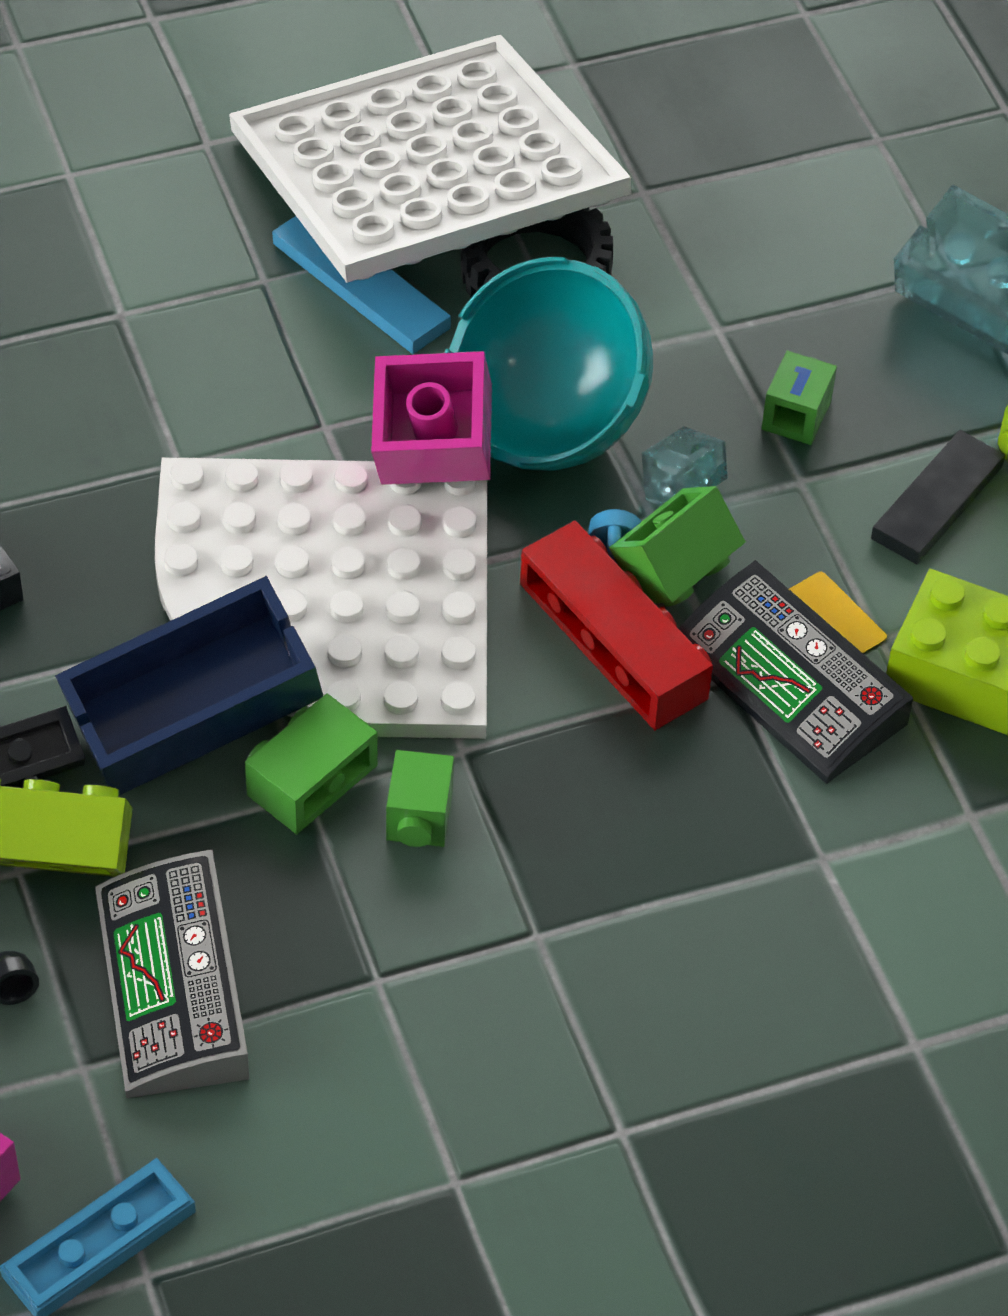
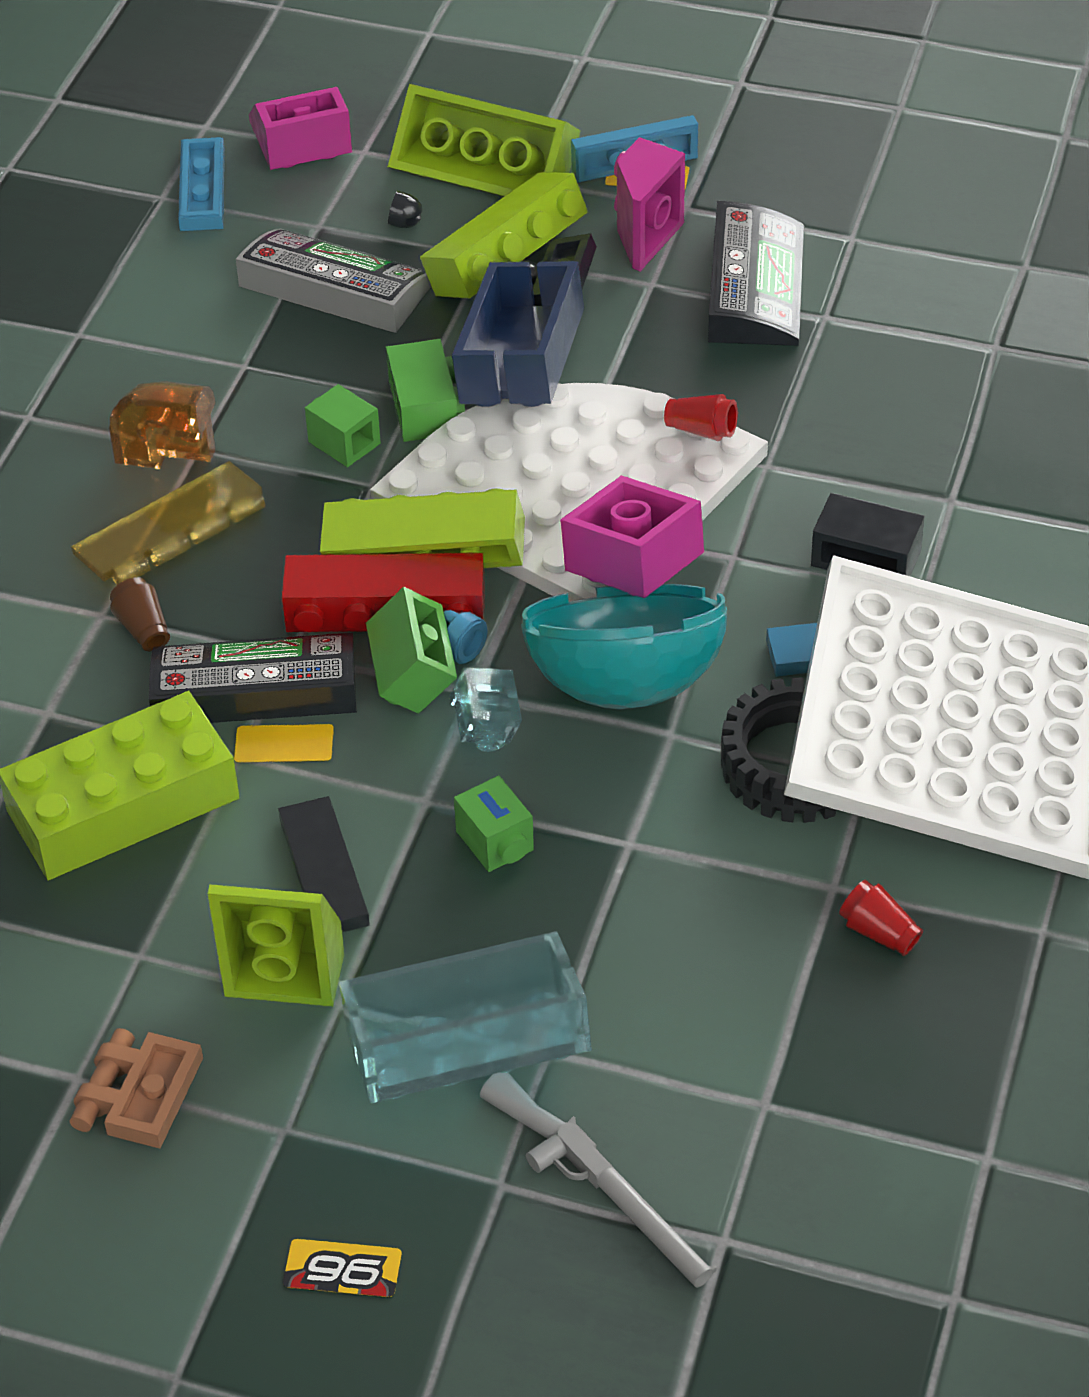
camera: 130 degrees right, 5 degrees down
(193, 483) = (703, 415): none -> red cone
(245, 321) = (867, 535): none -> black brick
(532, 617) = (429, 524): none -> lime brick
(561, 926) = (163, 422): none -> clear orange brick
(660, 883) = (163, 525): none -> clear yellow windscreen
(662, 138) = (880, 918): none -> red cone
(806, 803) = (140, 612): none -> reddish brown cone

